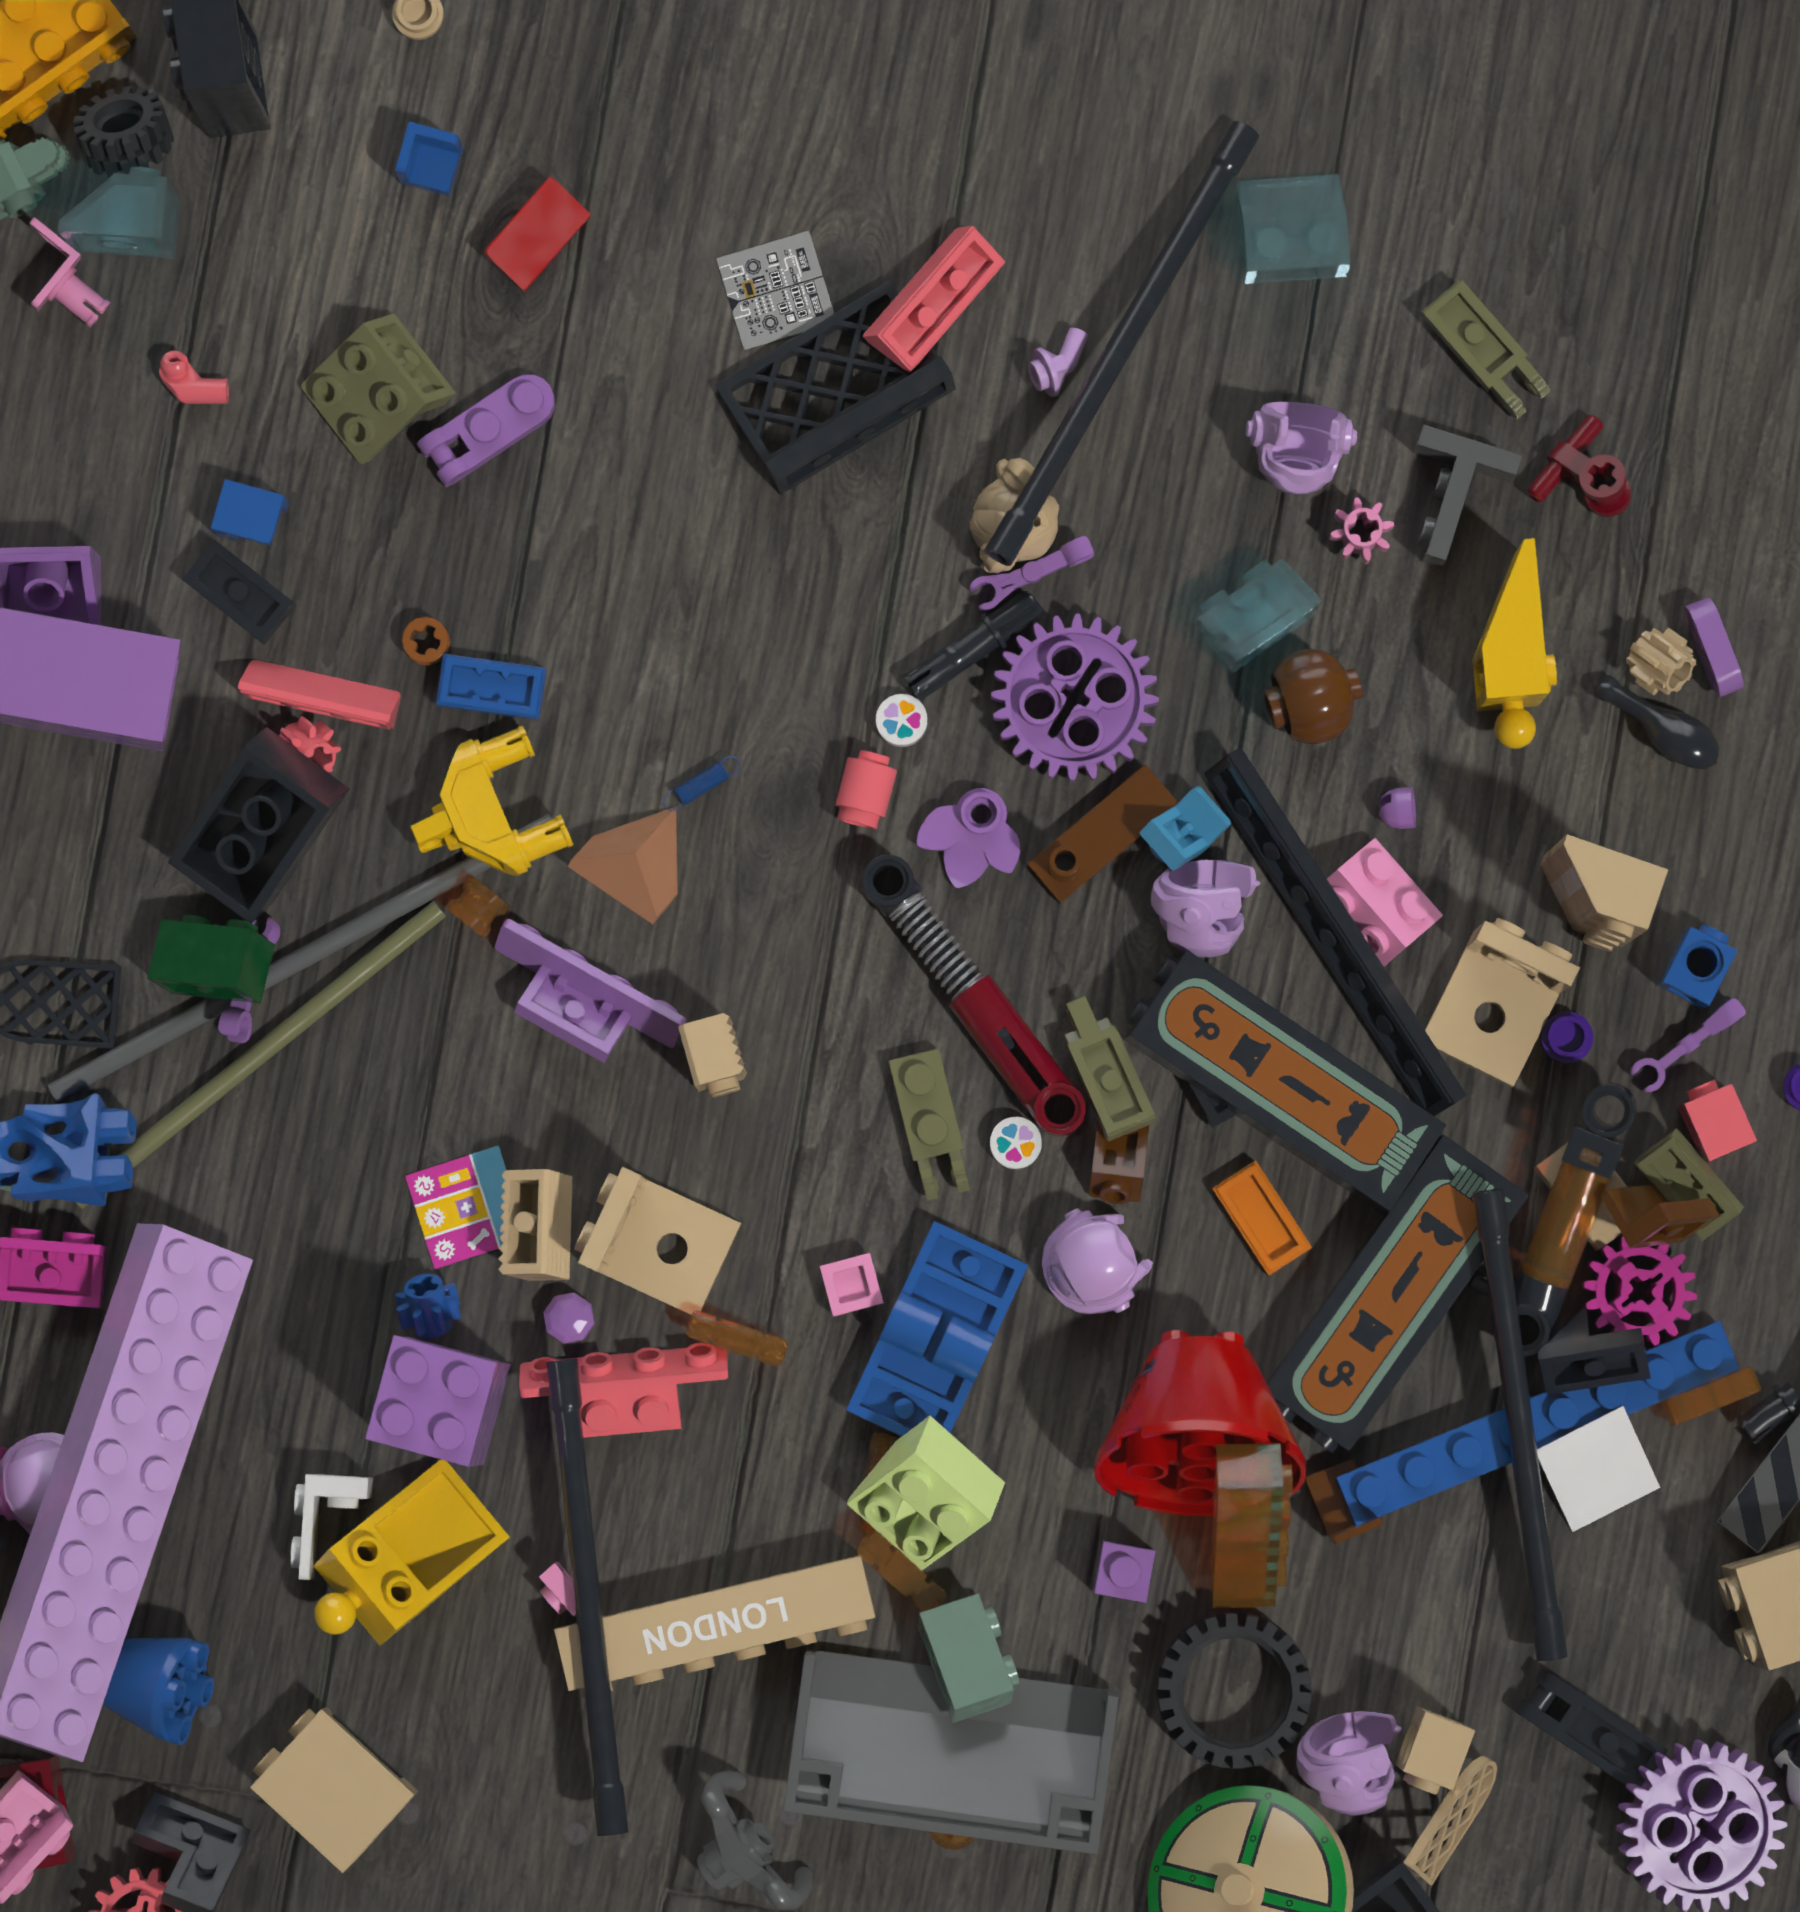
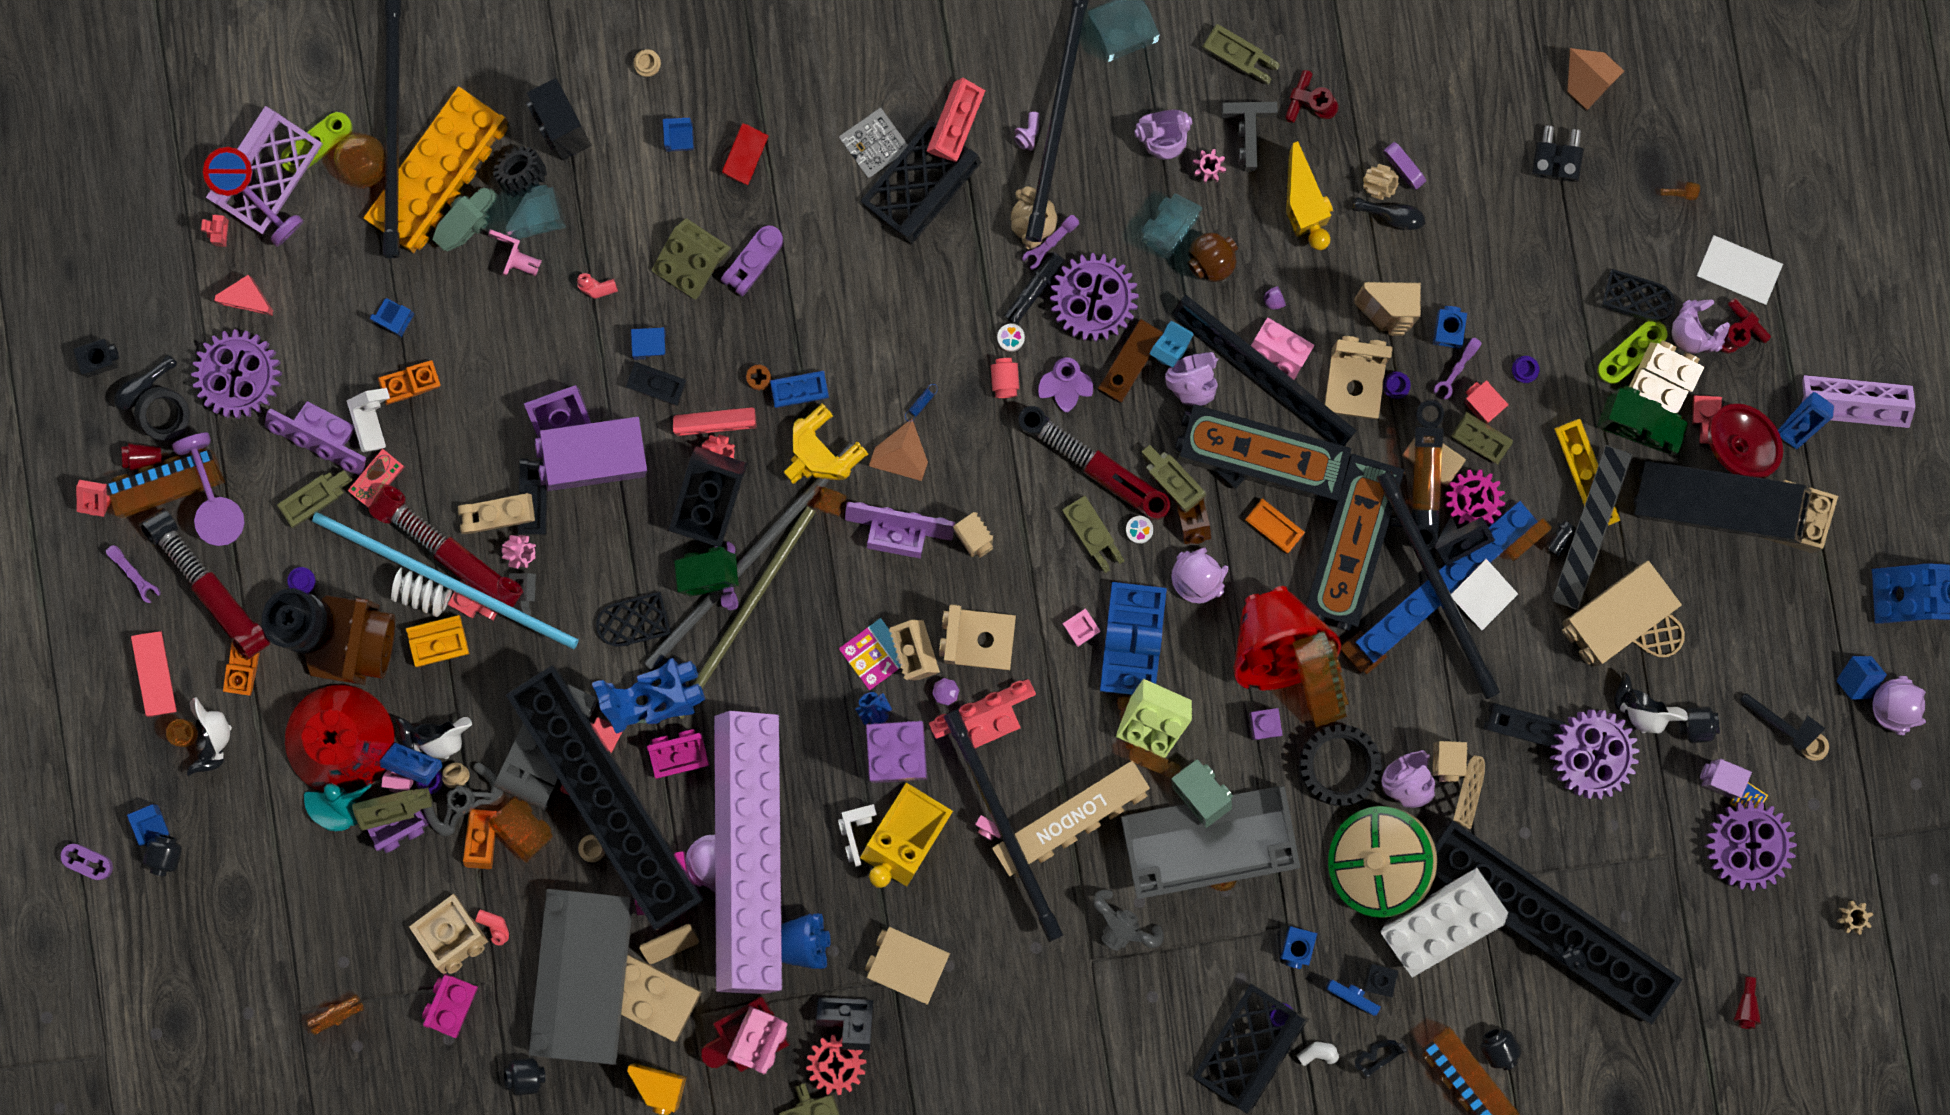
camera: 20 degrees left, 0 degrees up
(736, 1338) = (1033, 673): clear orange axle -> none
(1651, 1220) = (1469, 461): reddish brown panel -> none

